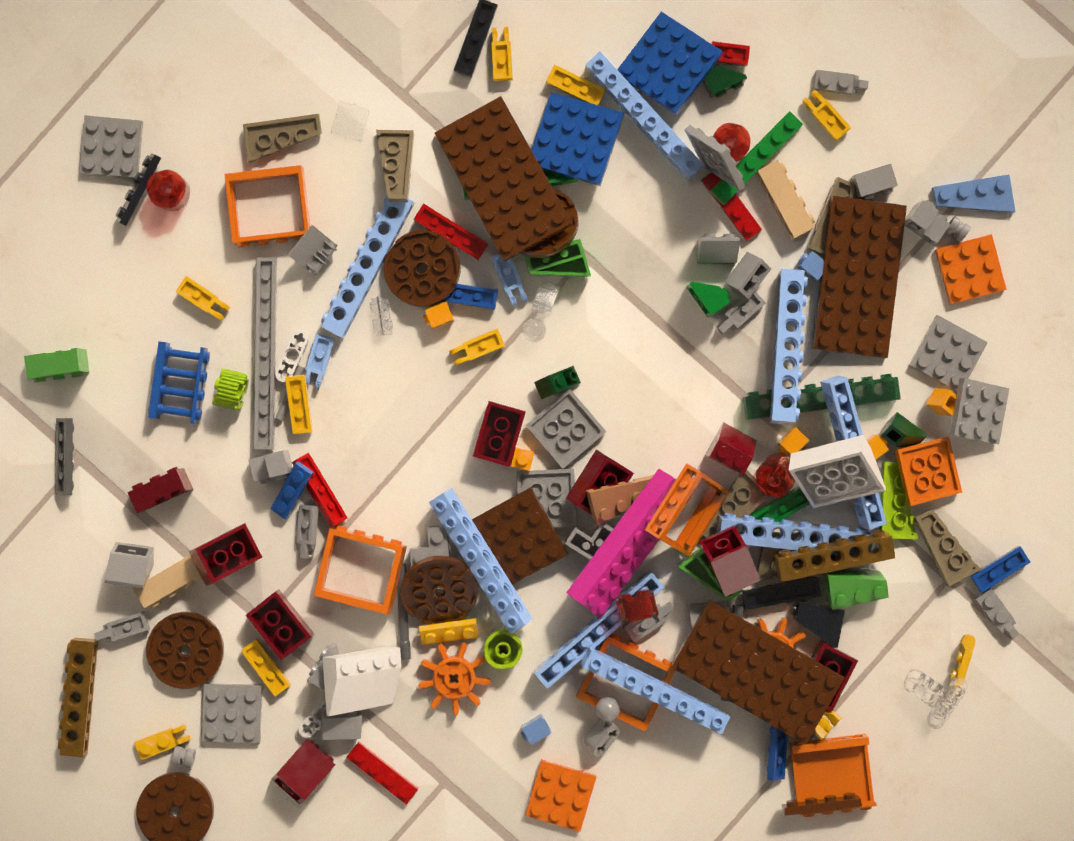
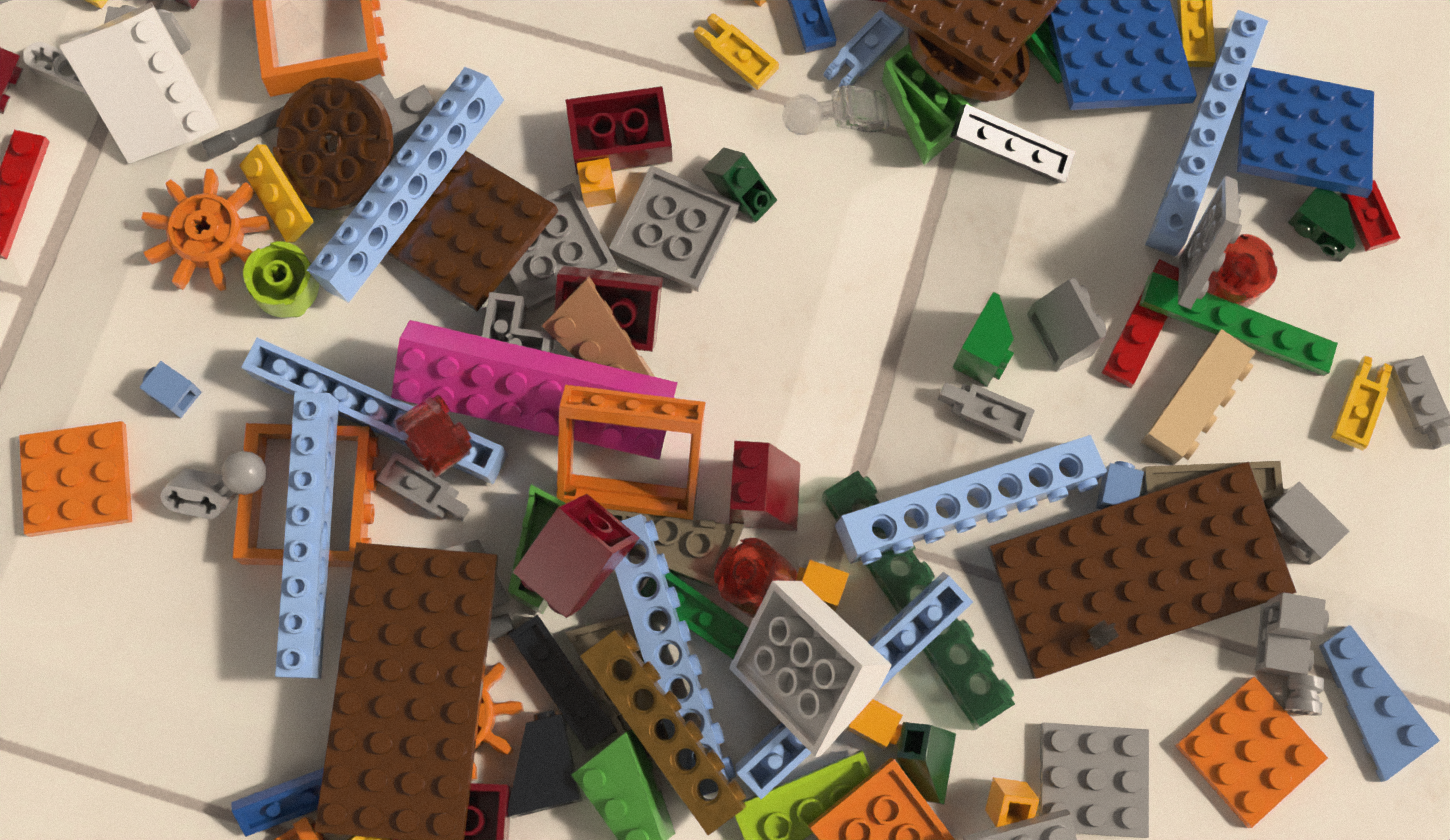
camera: 65 degrees right, 15 degrees down
(341, 726) = (61, 96): light grey brick -> none
(606, 227) = (1012, 144): none -> plate
(748, 275) = (1051, 390): light grey brick -> none
(884, 316) = (1101, 634): none -> clear smoke plate

